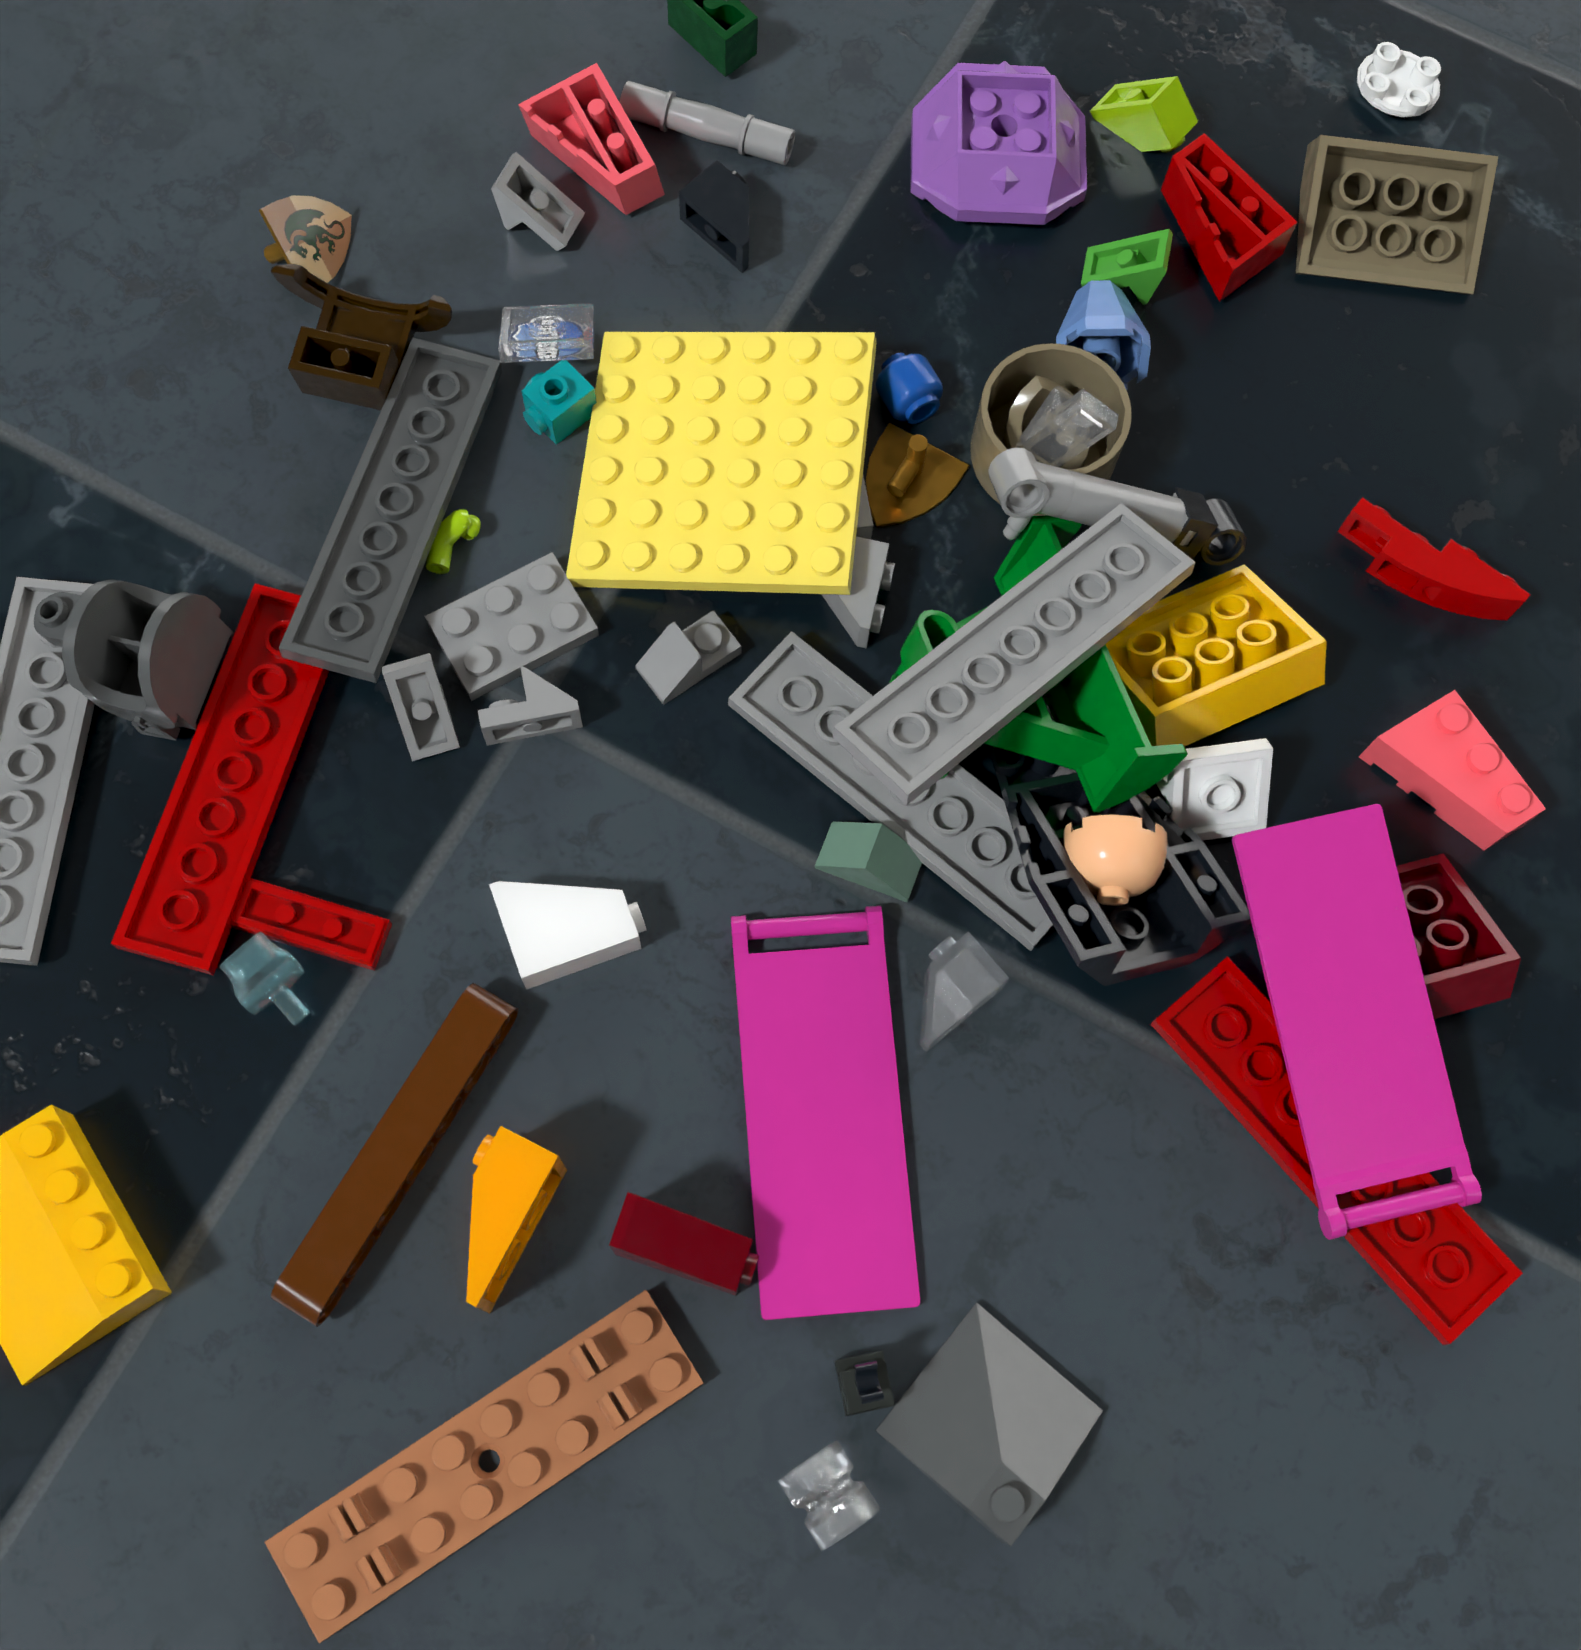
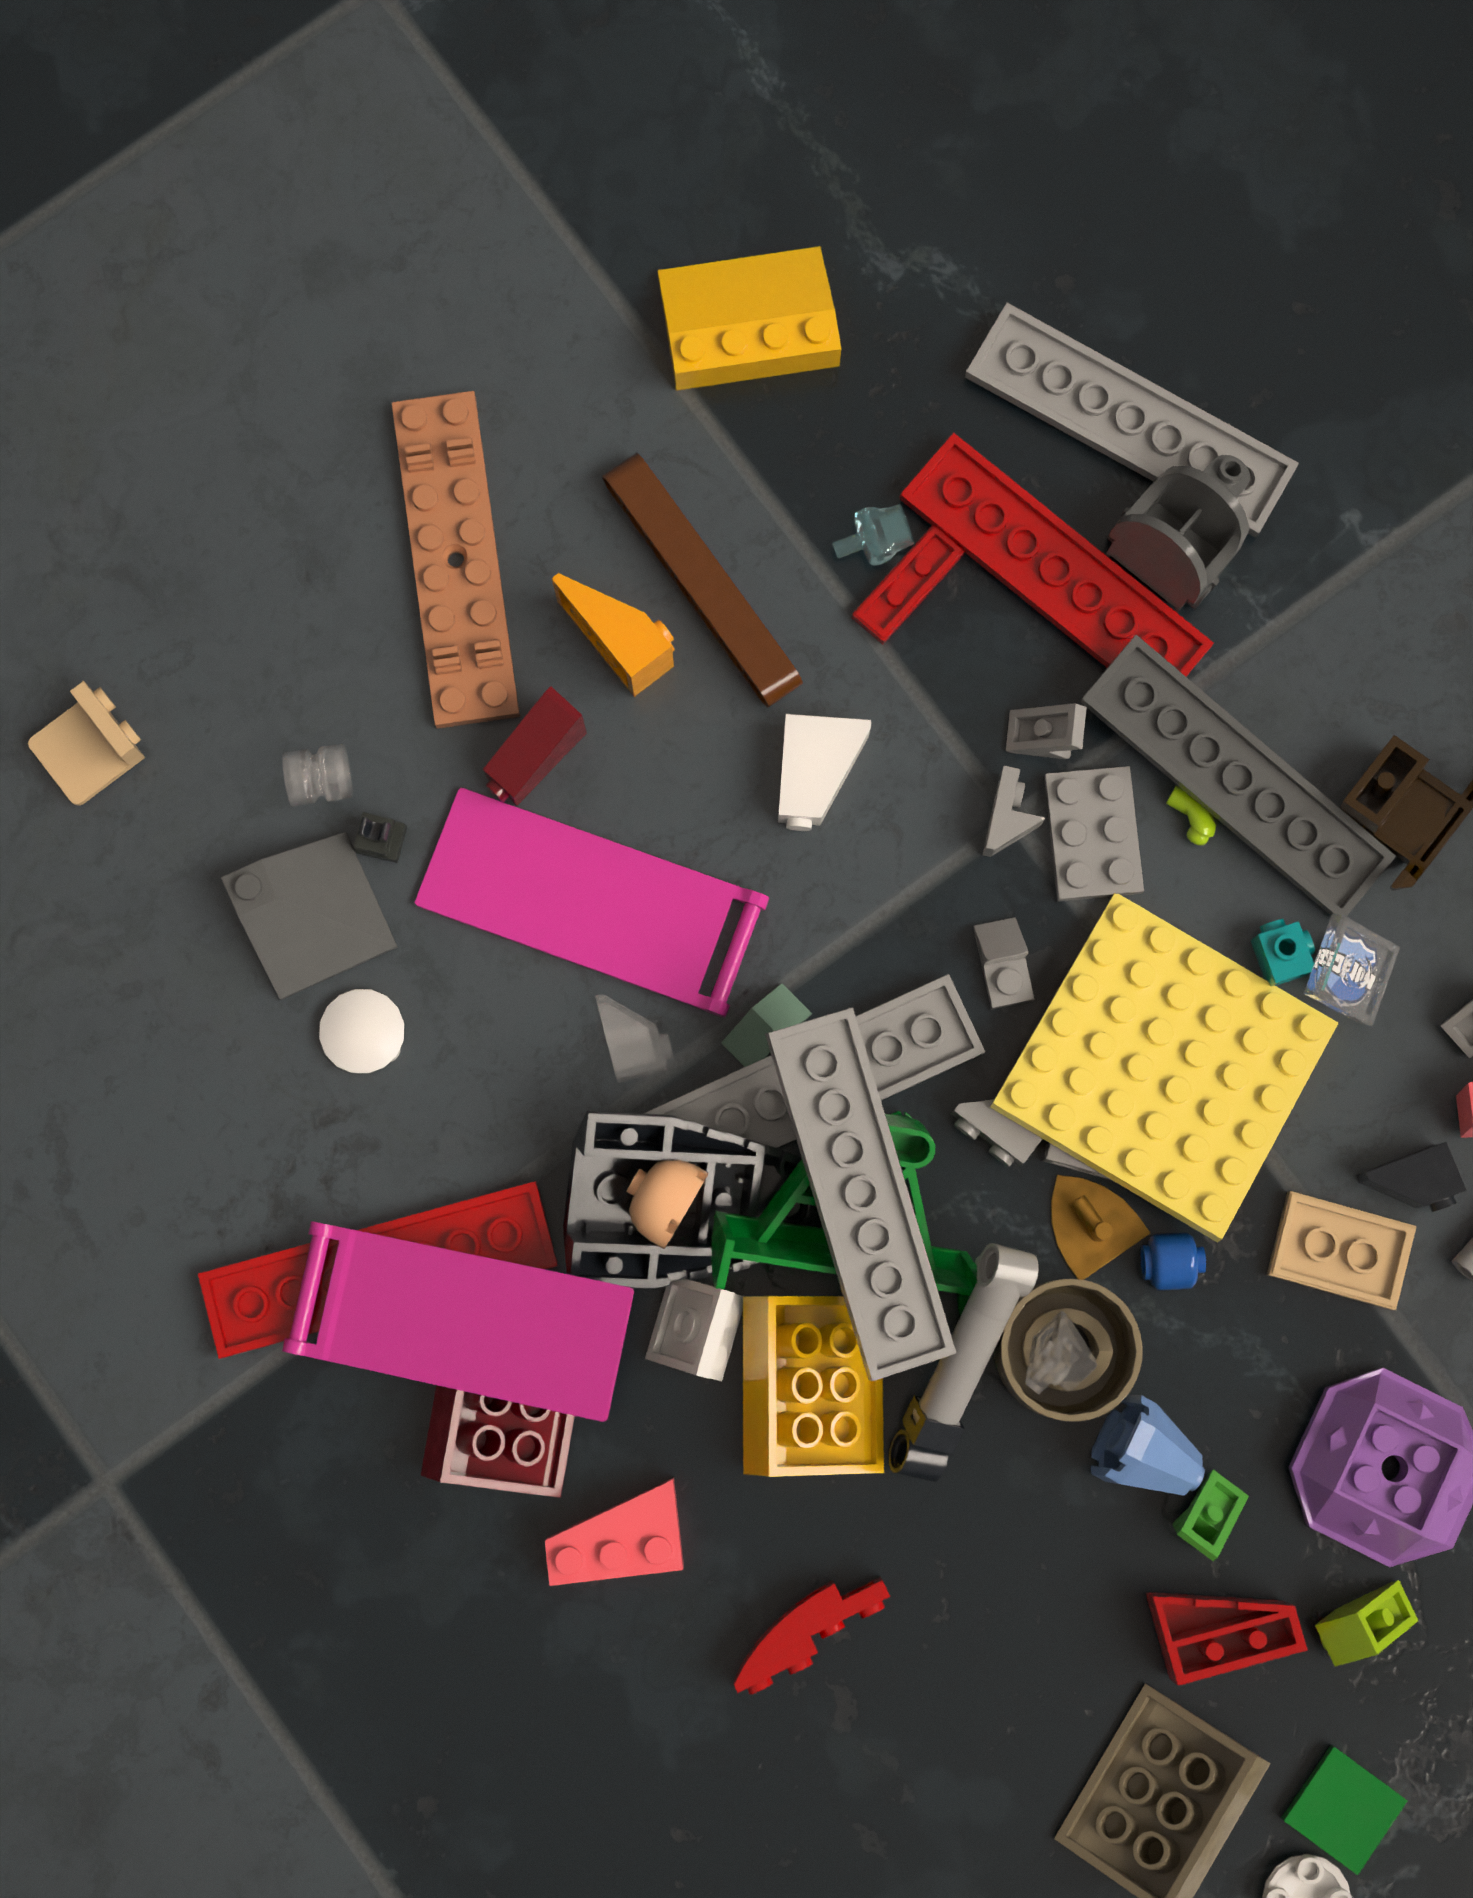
camera: 120 degrees right, 10 degrees up
(821, 257) = (1341, 1250): none -> tan tile
(1090, 1295) = (361, 1031): none -> white dish
(1307, 83) = (1344, 1809): none -> green tile

